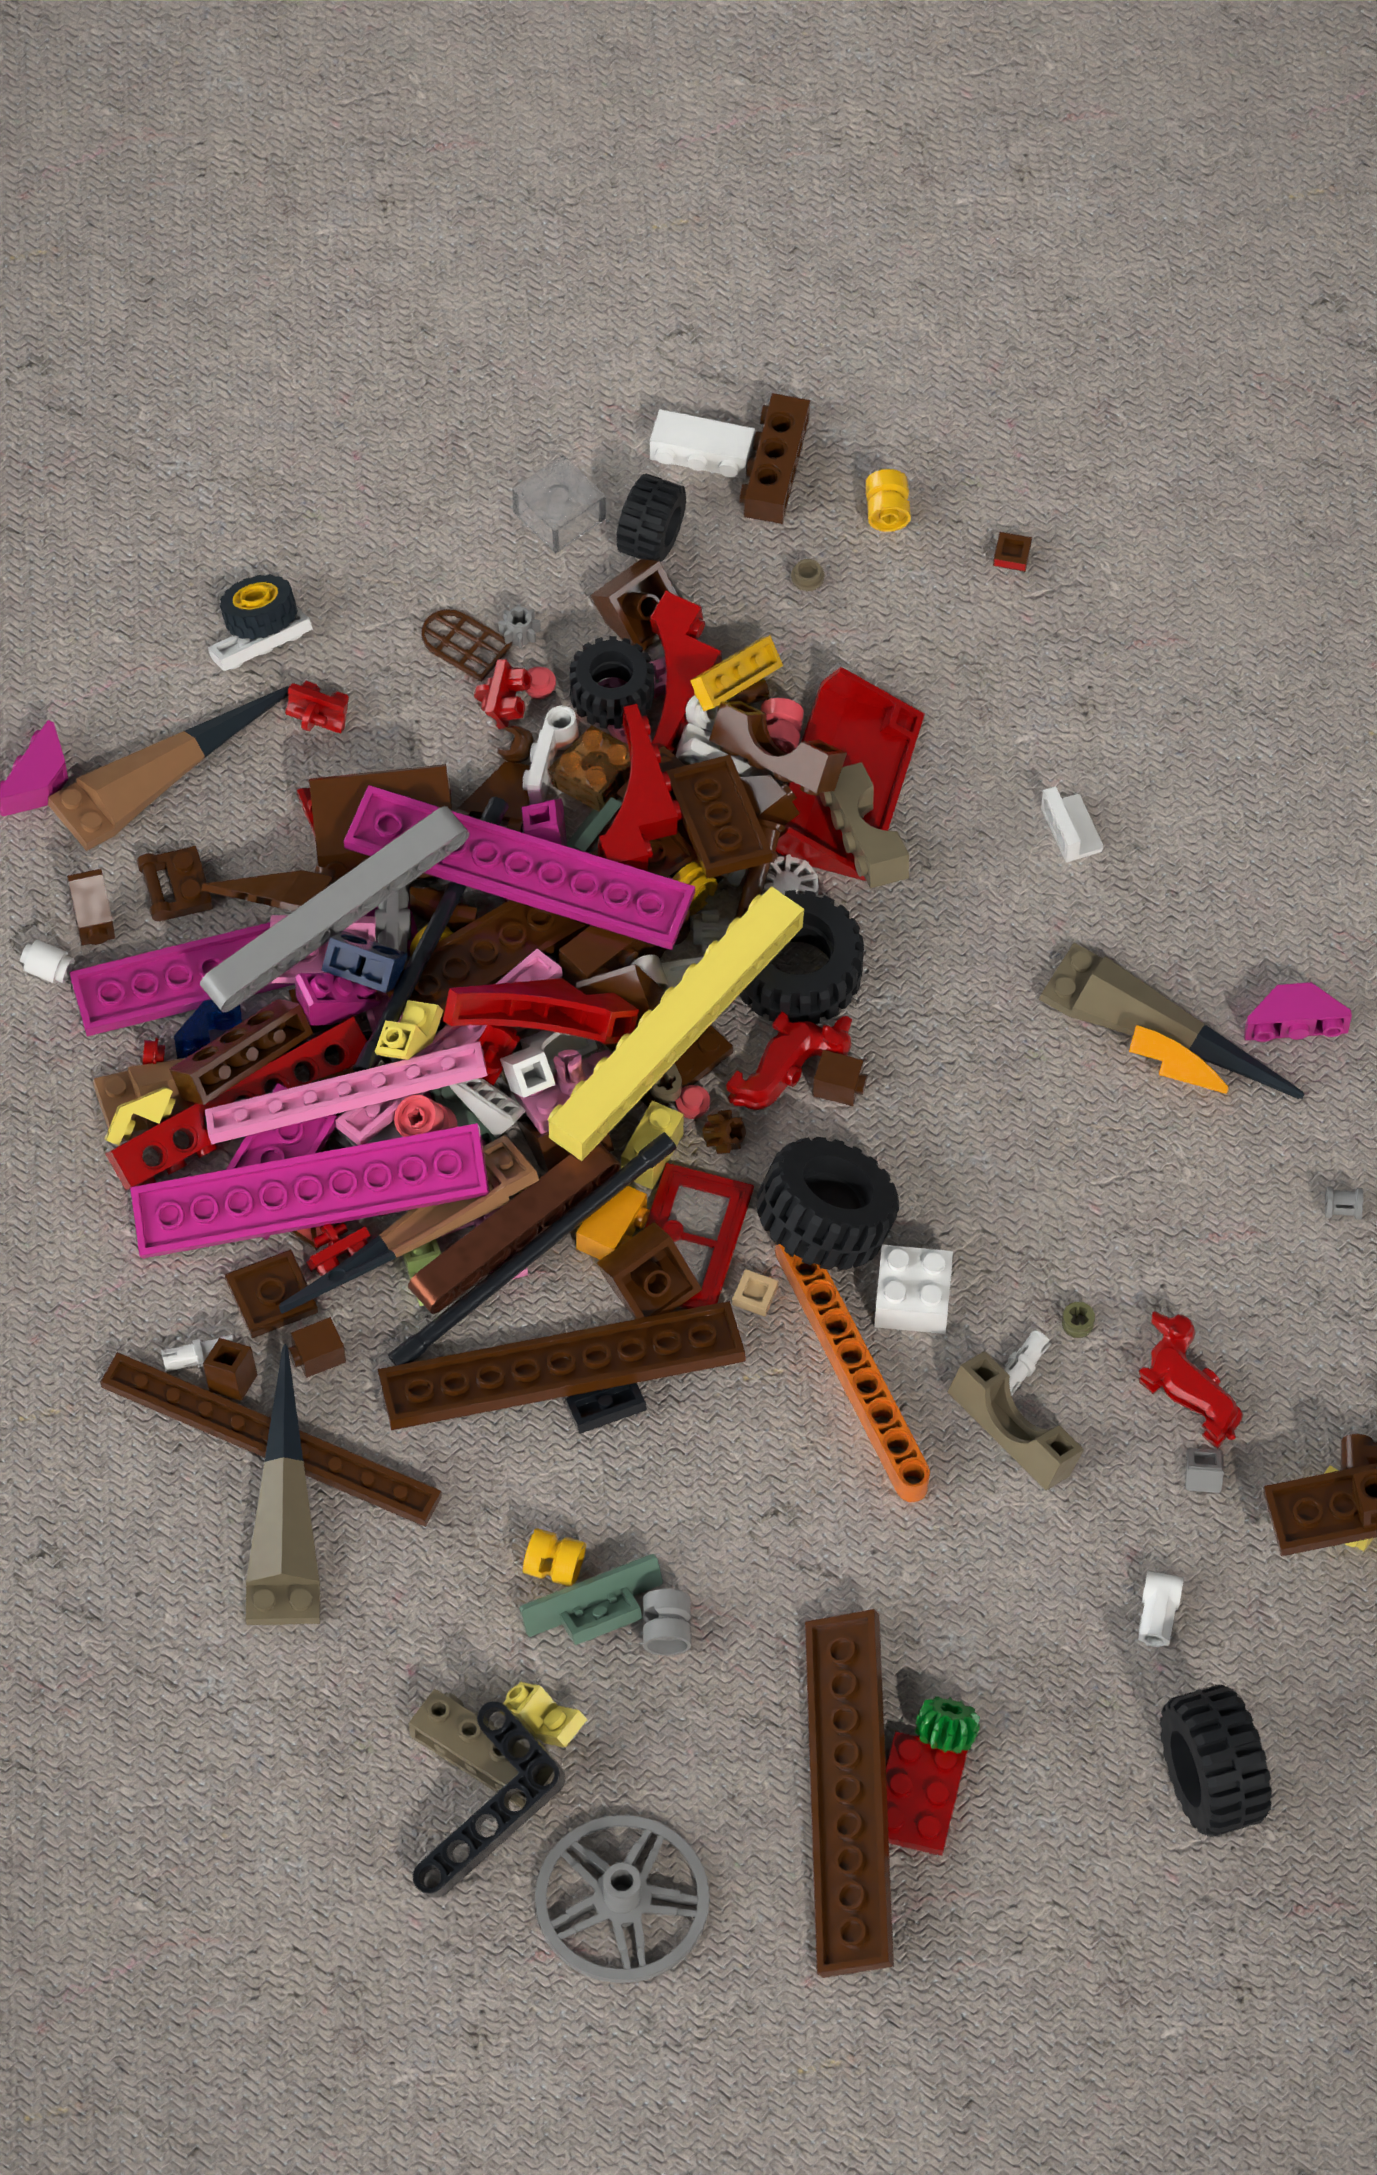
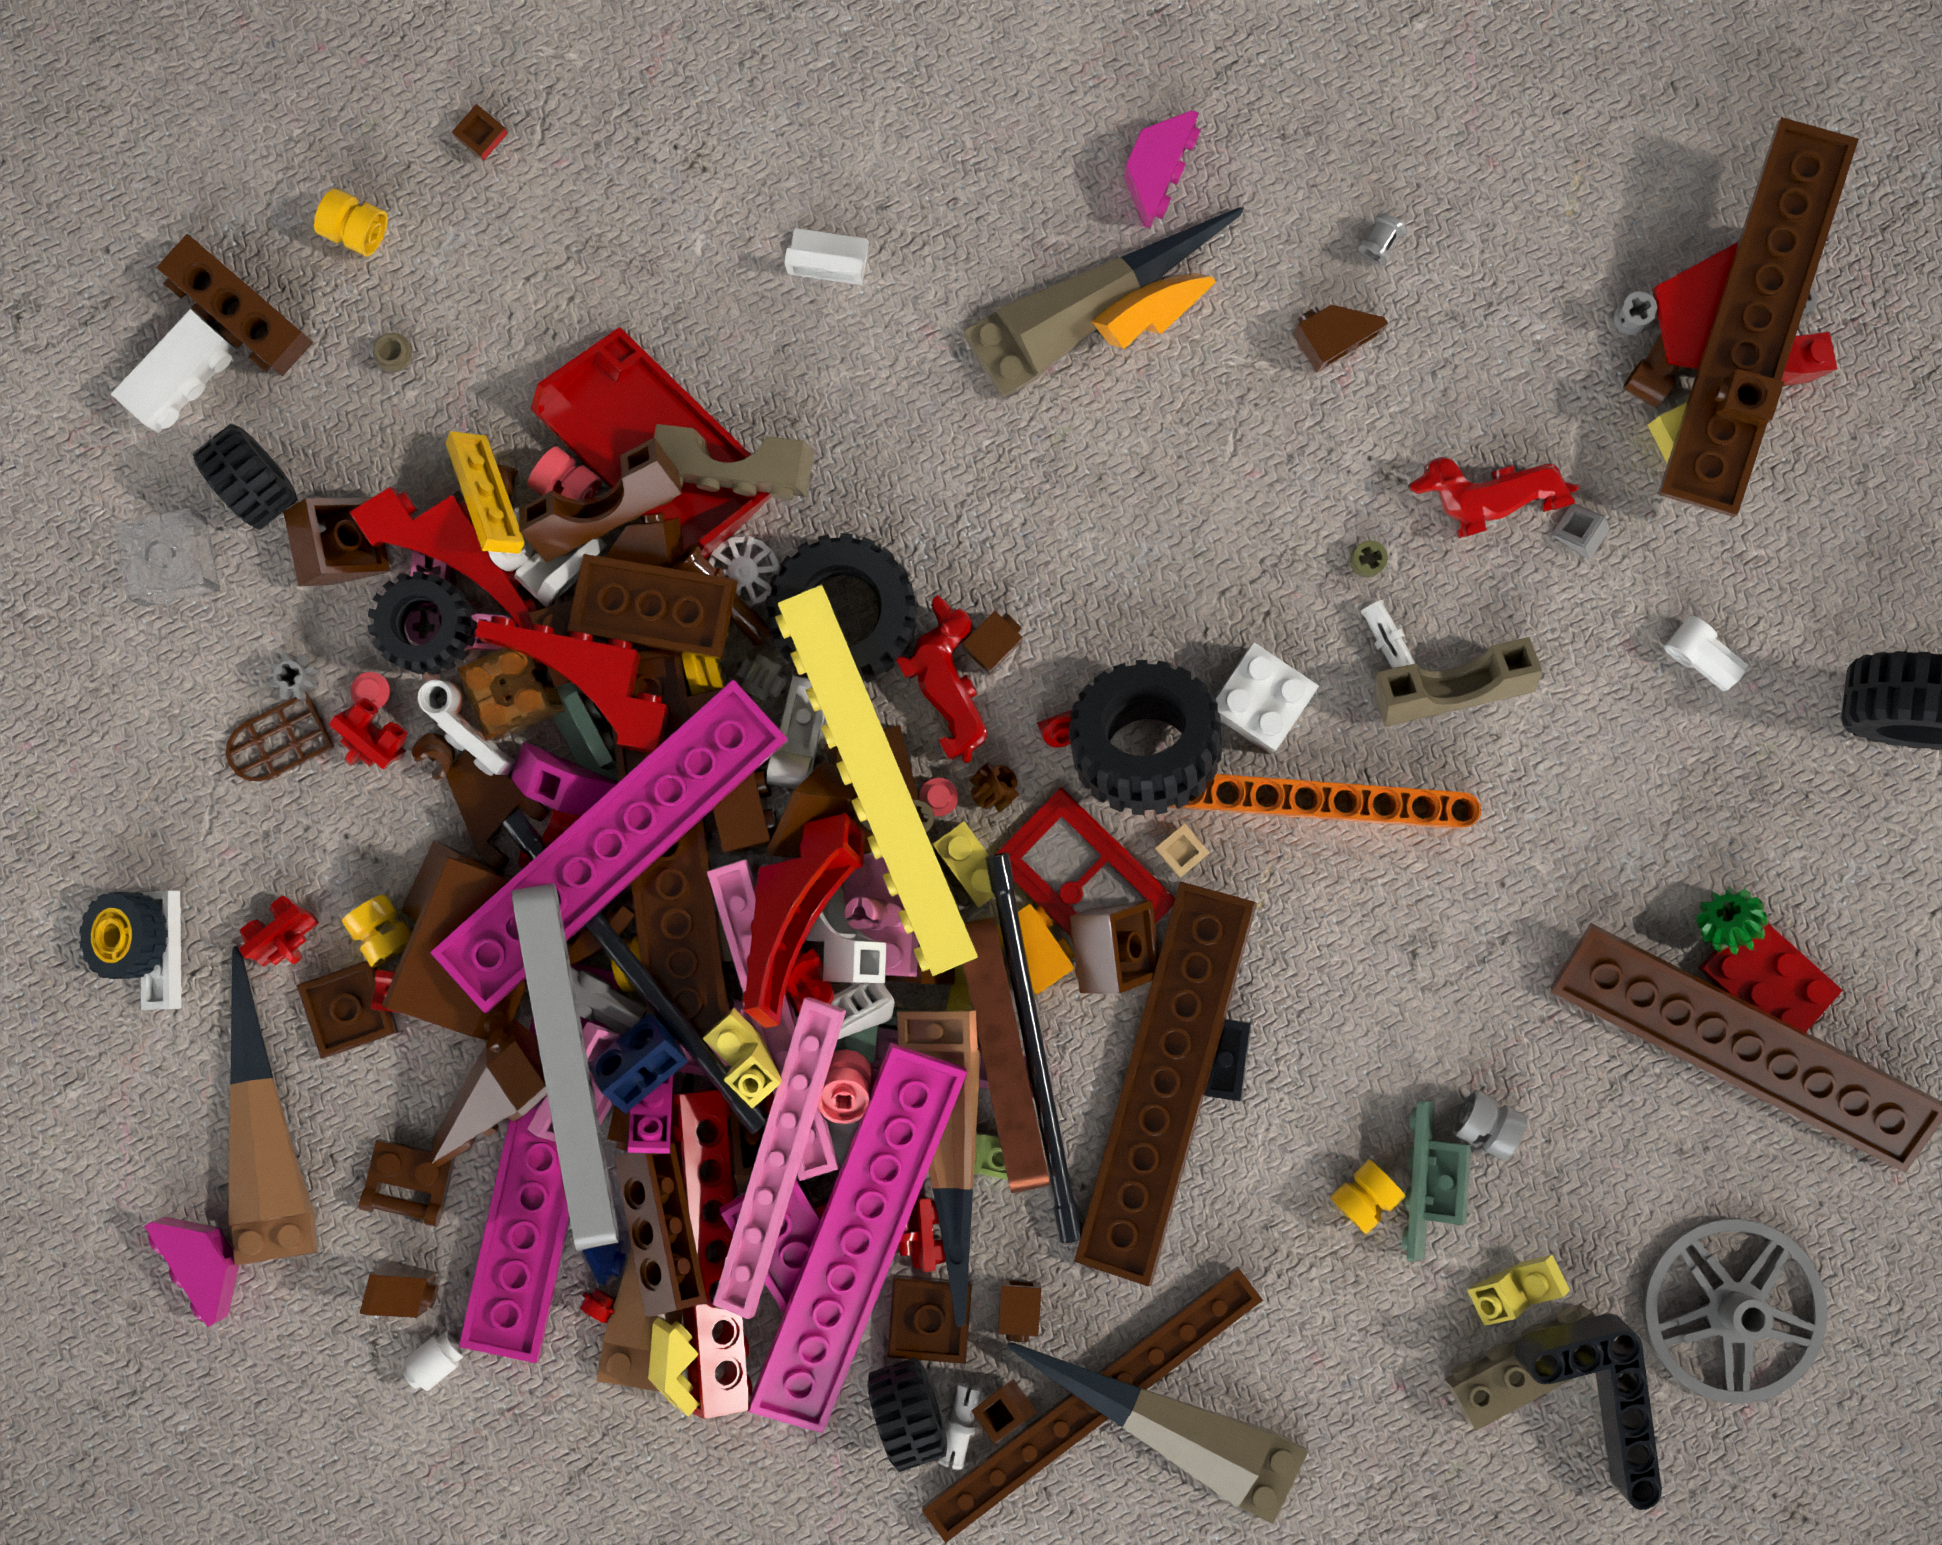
camera: 60 degrees left, 25 degrees up
(191, 1293) = (907, 1414): none -> black tyre
(276, 780) = (342, 1012): none -> reddish brown tile
(361, 757) = (367, 921): none -> yellow wheel
(1243, 1205) = (1335, 333): none -> reddish brown slope

